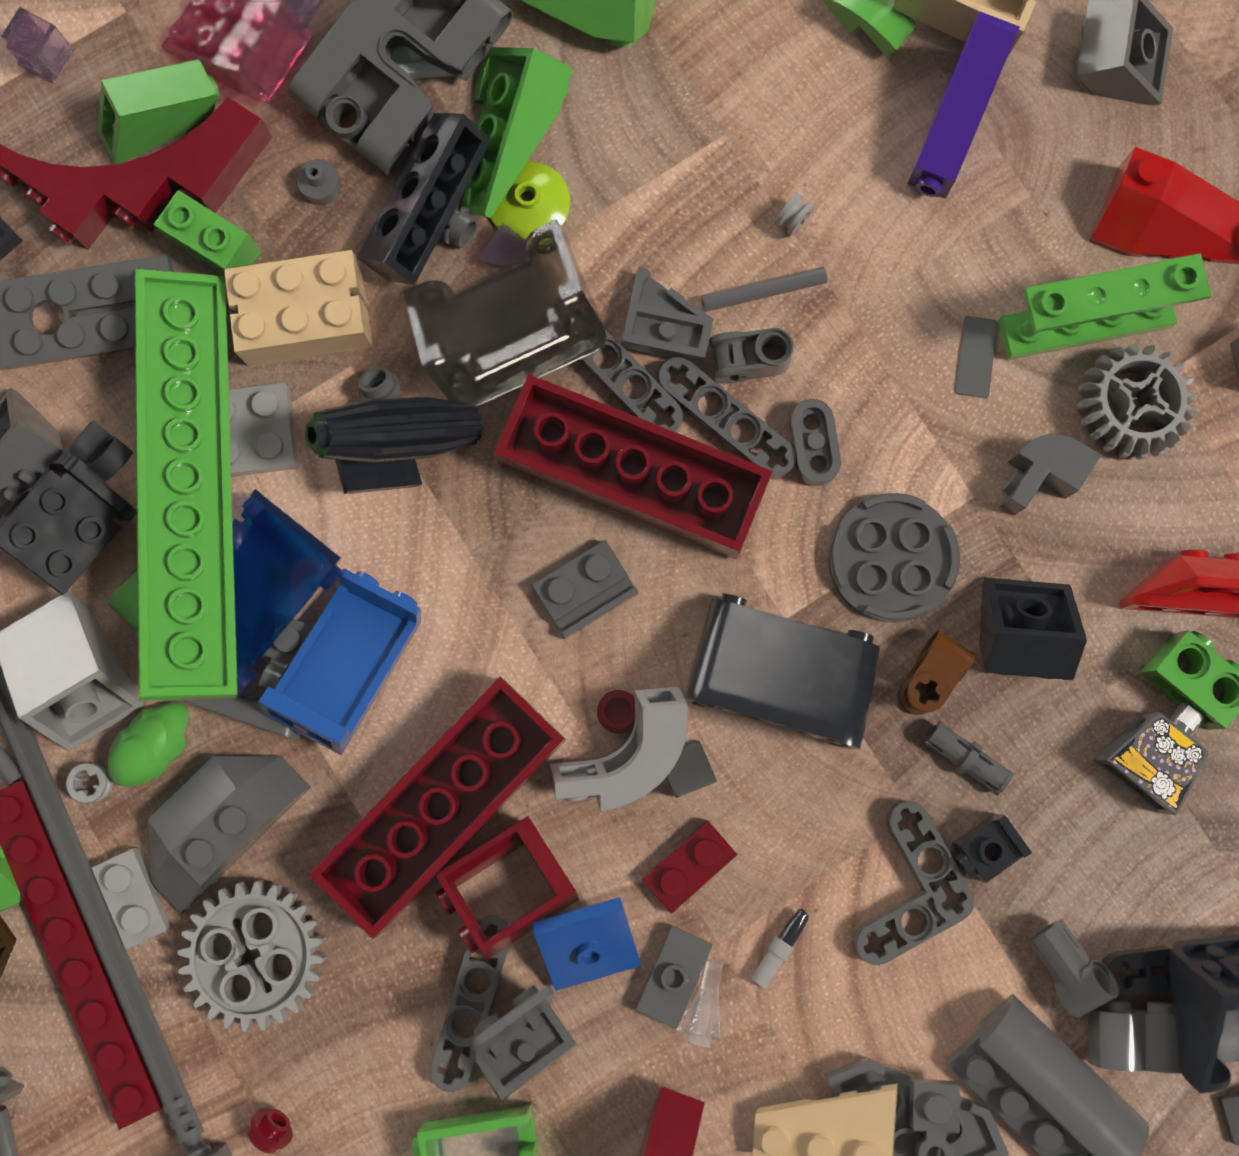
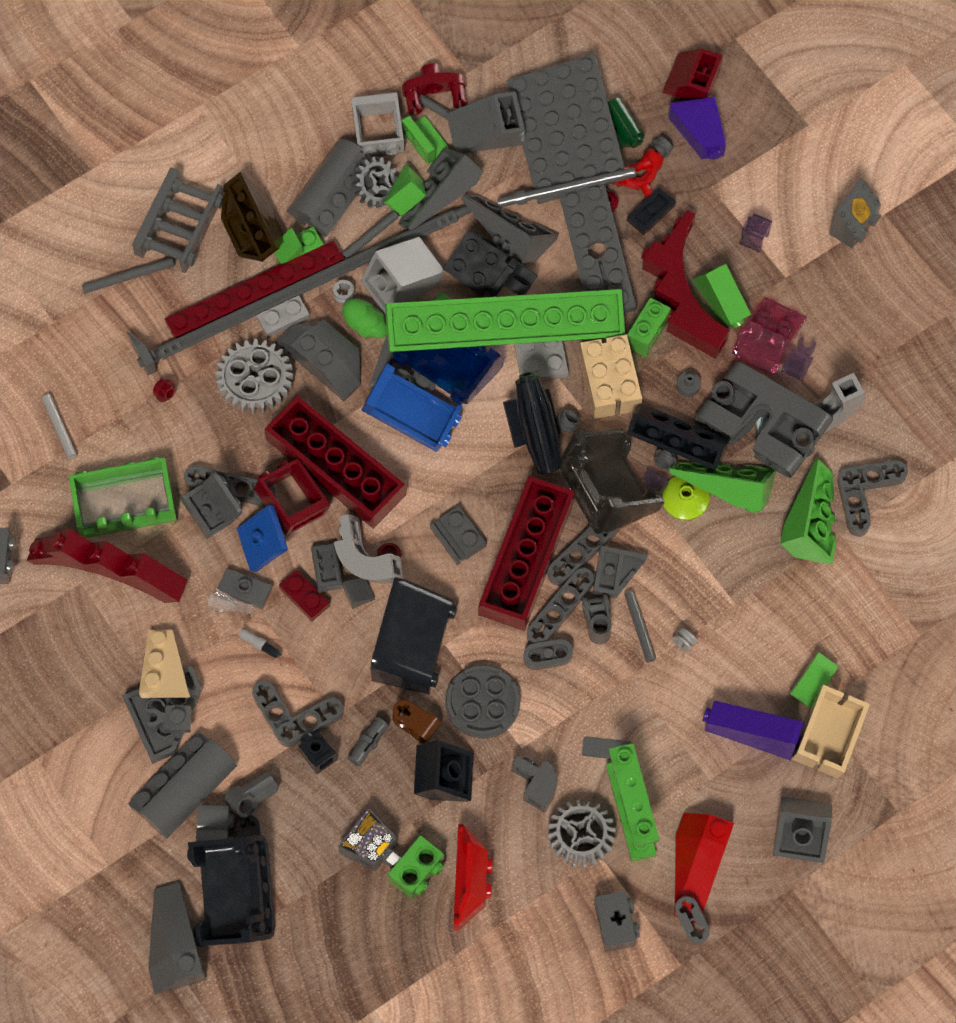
camera: 85 degrees right, 15 degrees down
(641, 825) = (326, 567): none -> dark grey plate

